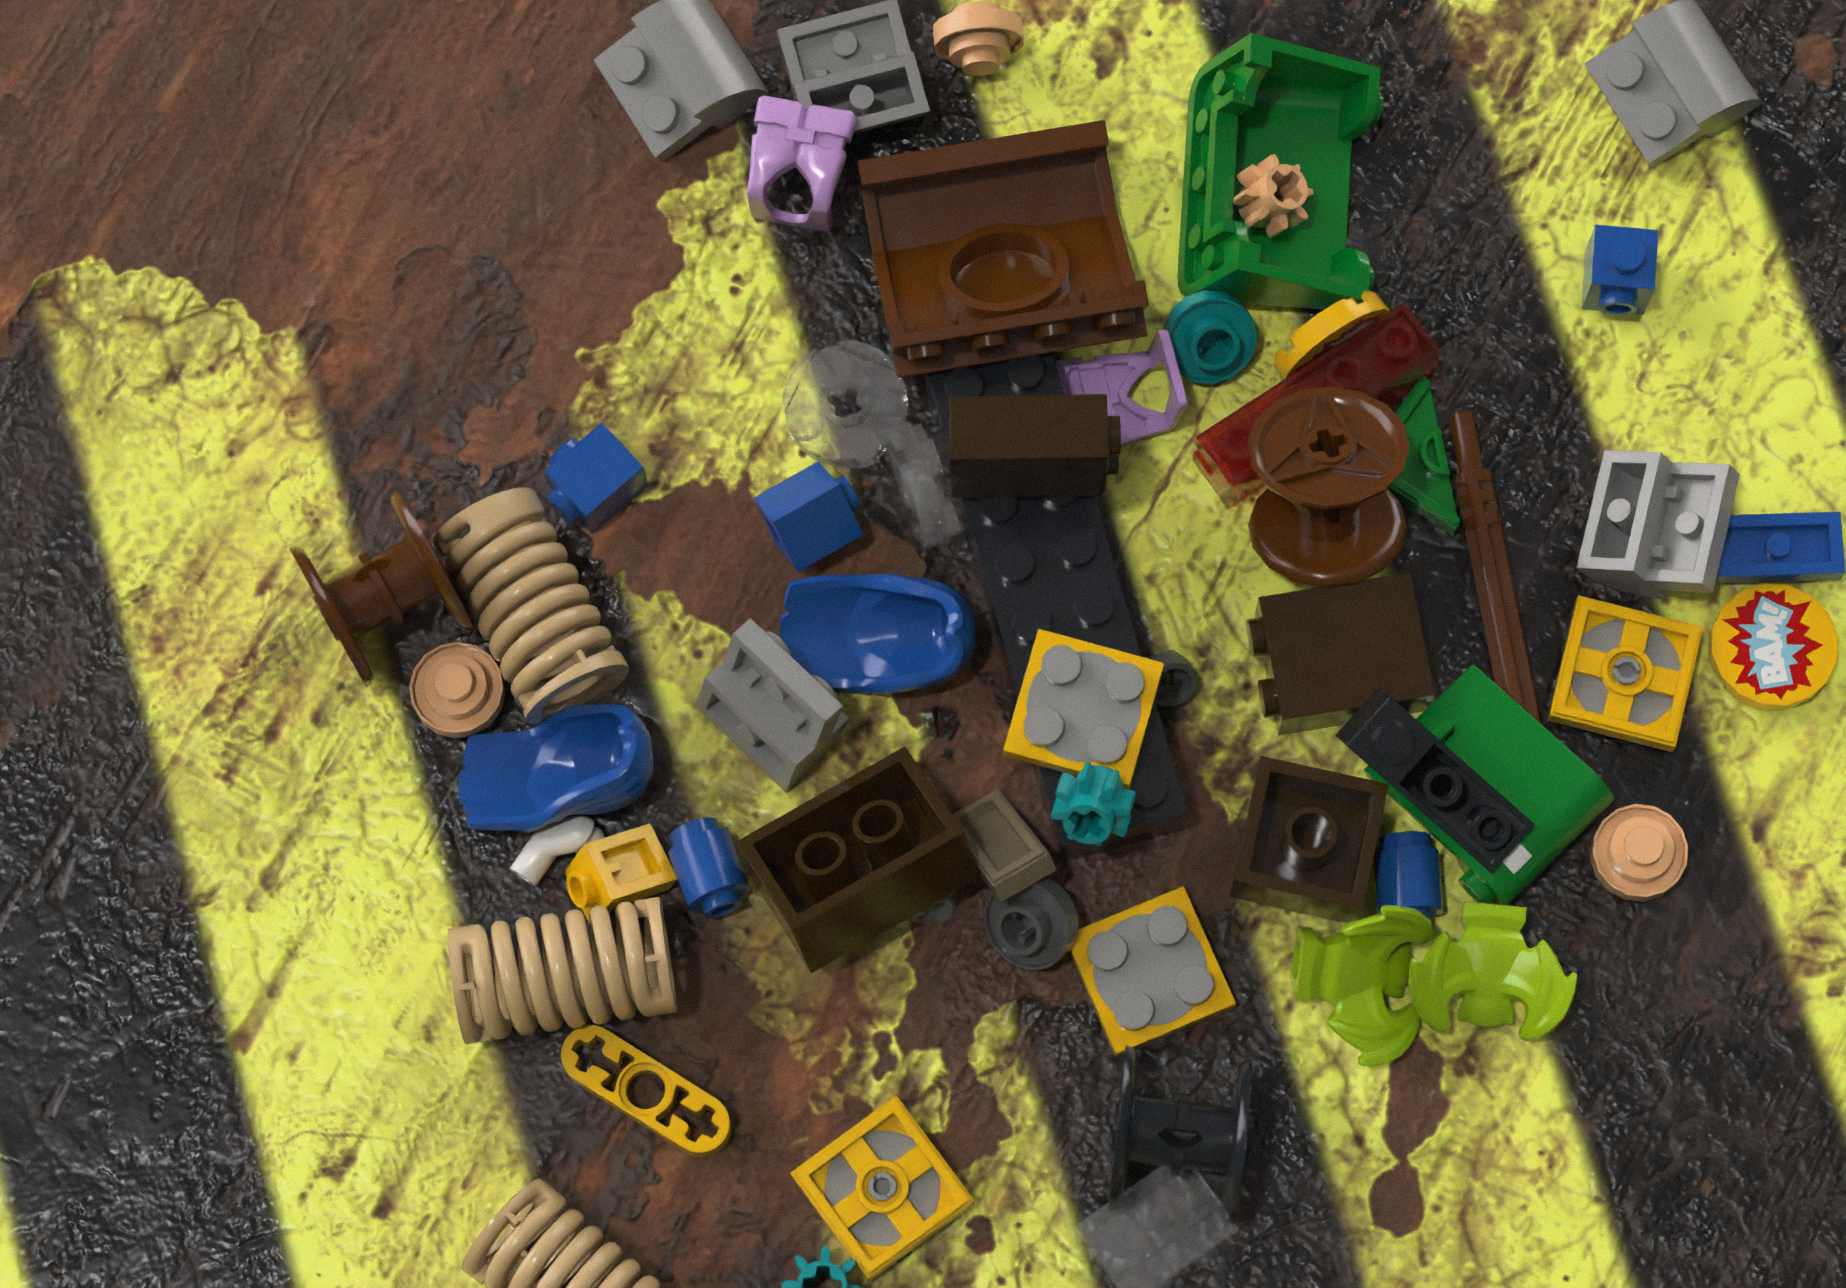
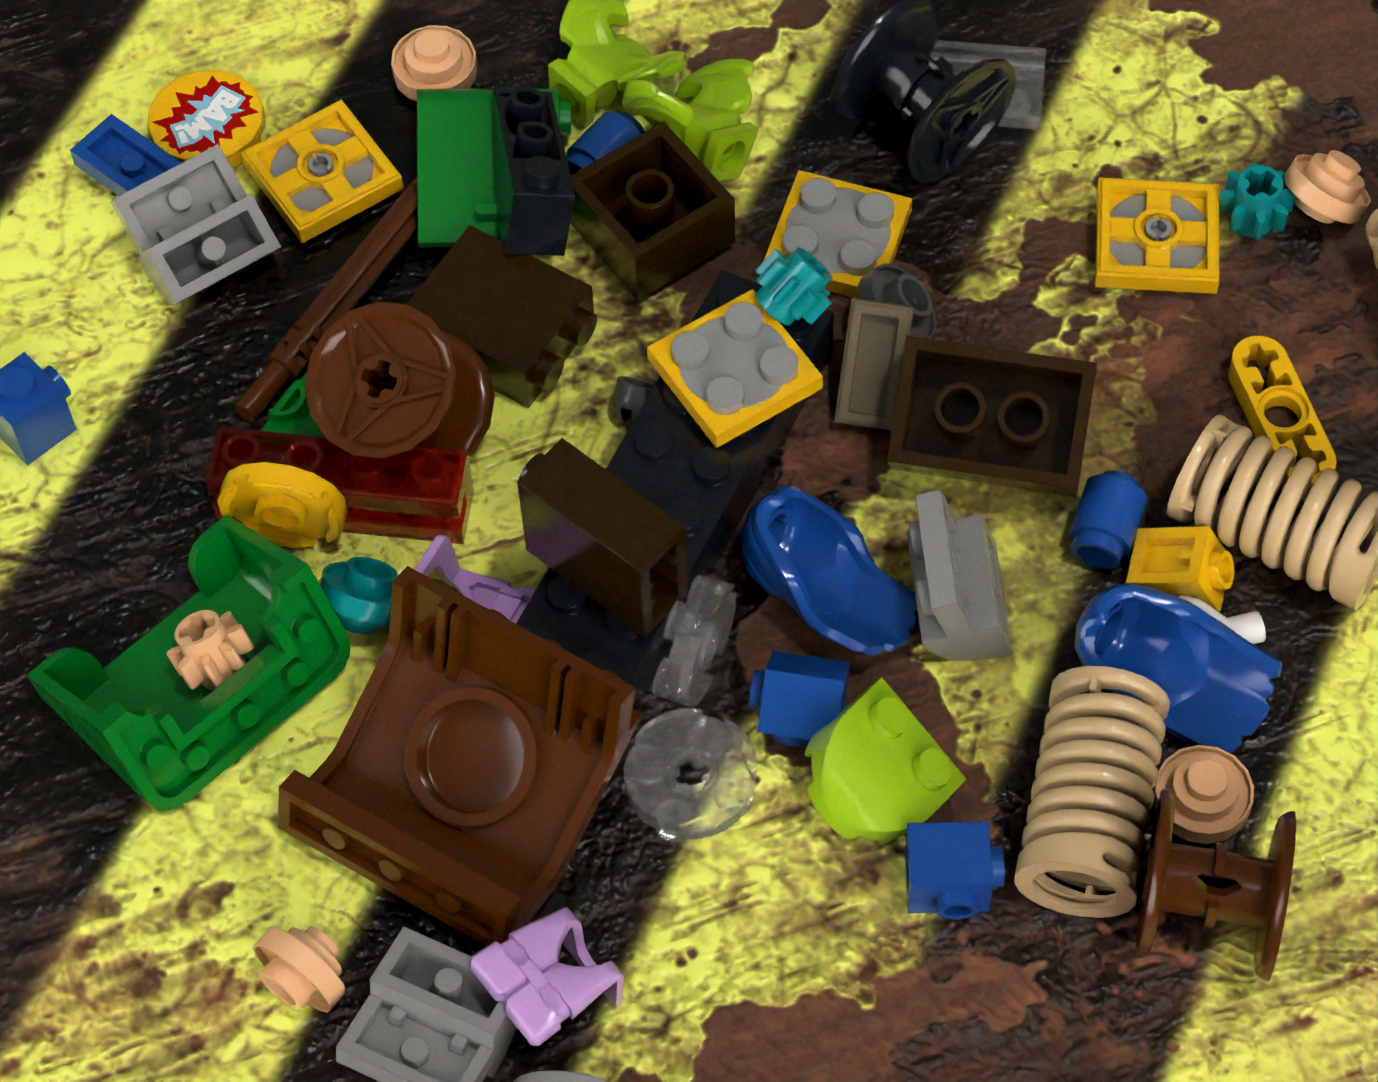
camera: 140 degrees left, 15 degrees down
(702, 502) = (878, 768): none -> lime slope

